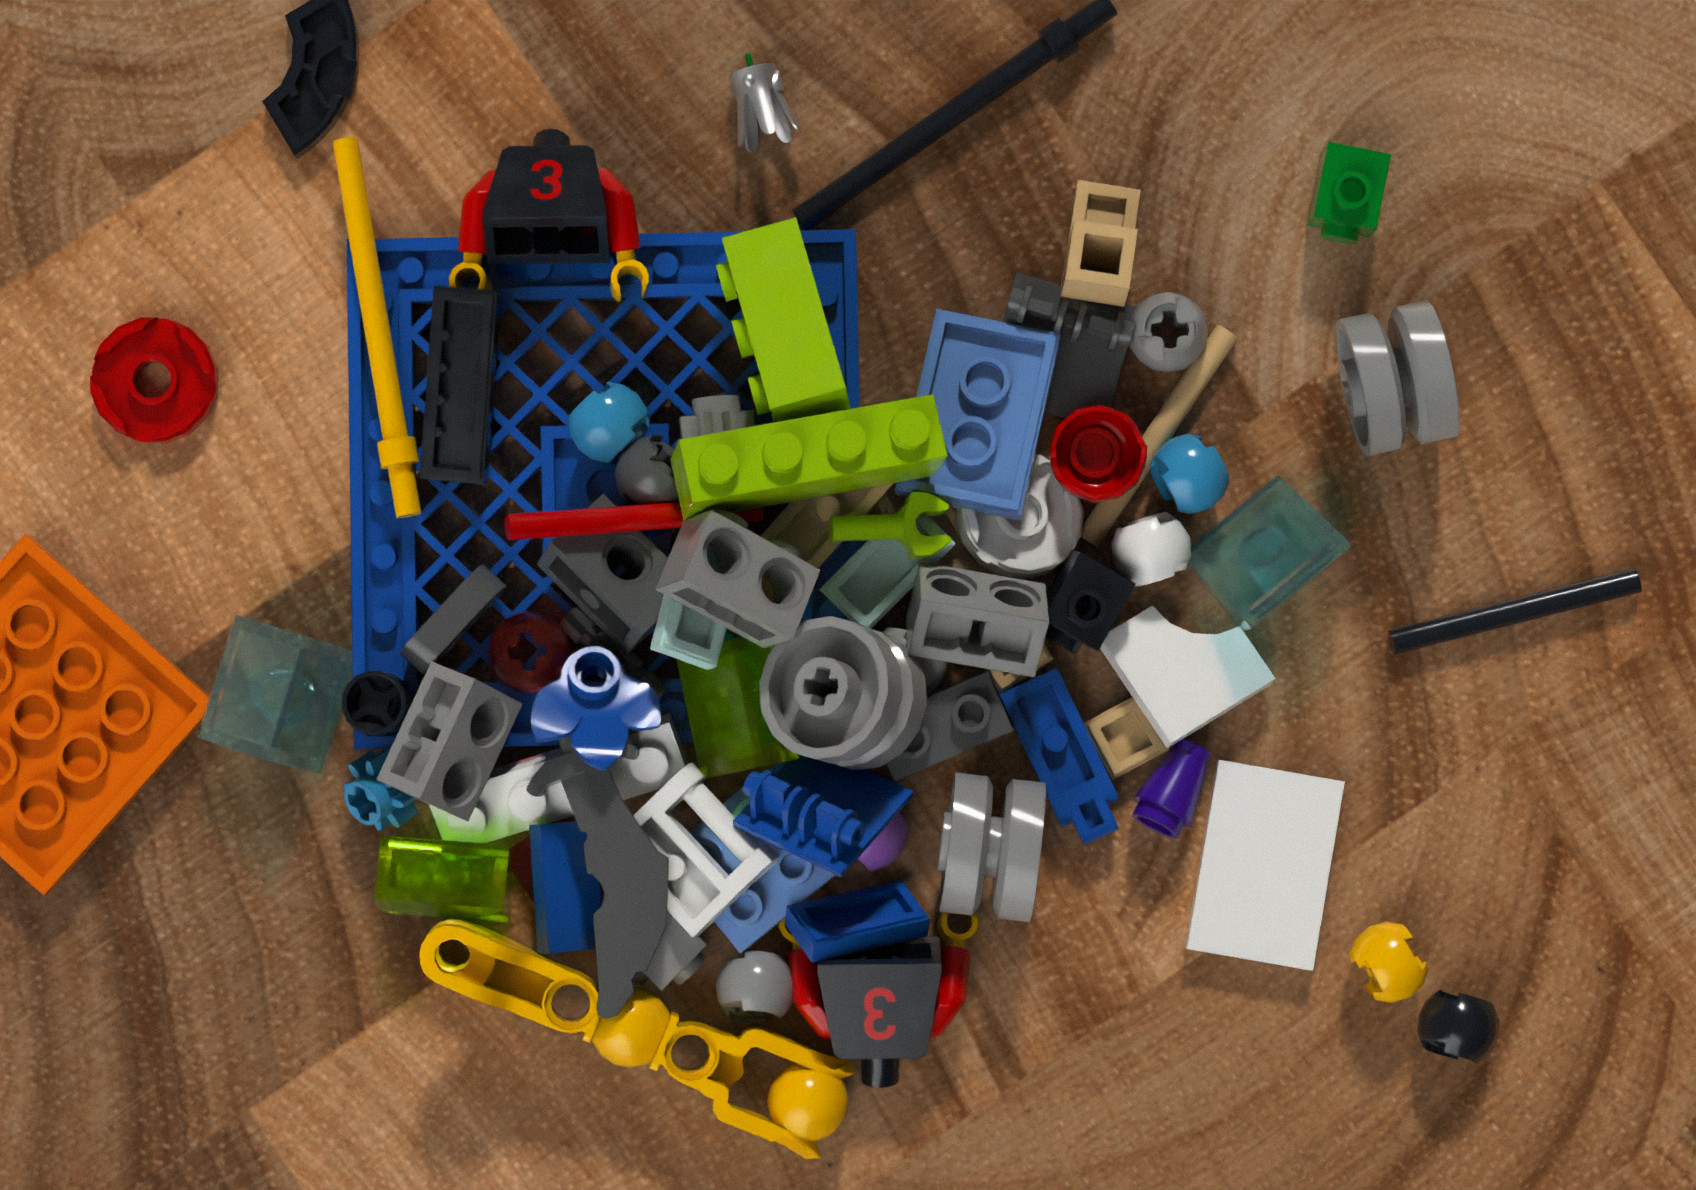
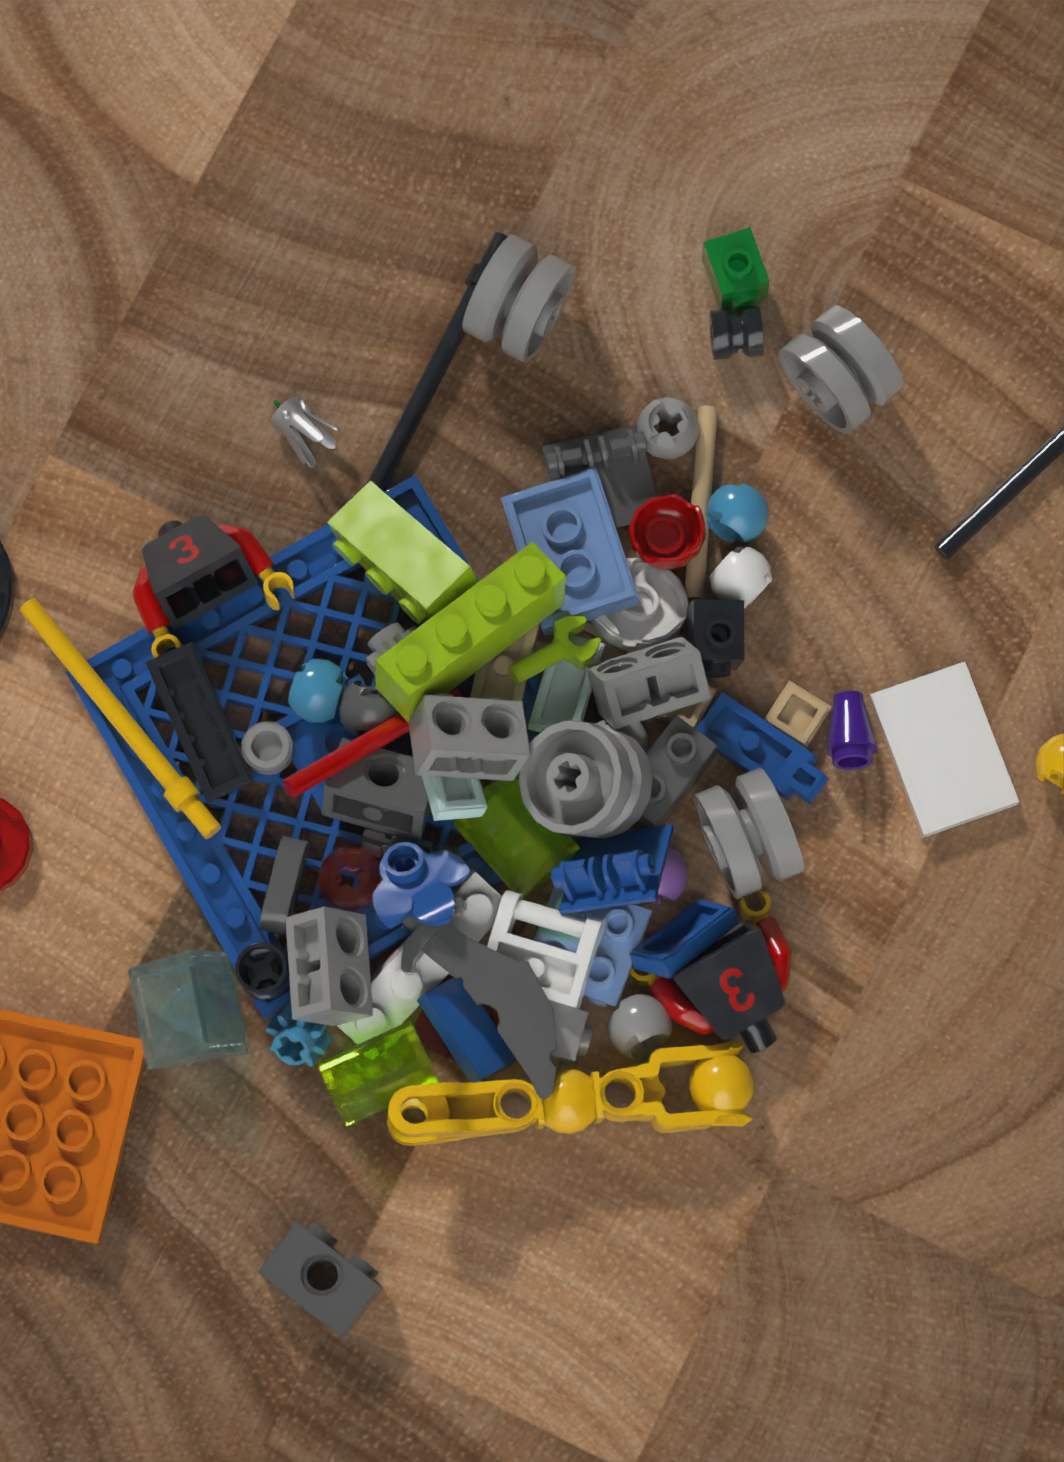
camera: 25 degrees left, 10 degrees down
(257, 1105) = (291, 1268): none -> dark grey brick
(520, 452) = (267, 748): none -> light grey tile
(1078, 86) = (518, 298): none -> light grey wheel
(1101, 244) = (589, 393): tan brick -> none
(1182, 675) = (811, 651): white tile -> none
(1264, 553) = (820, 538): clear light blue slope -> none
(1303, 263) = (734, 333): none -> black wheel

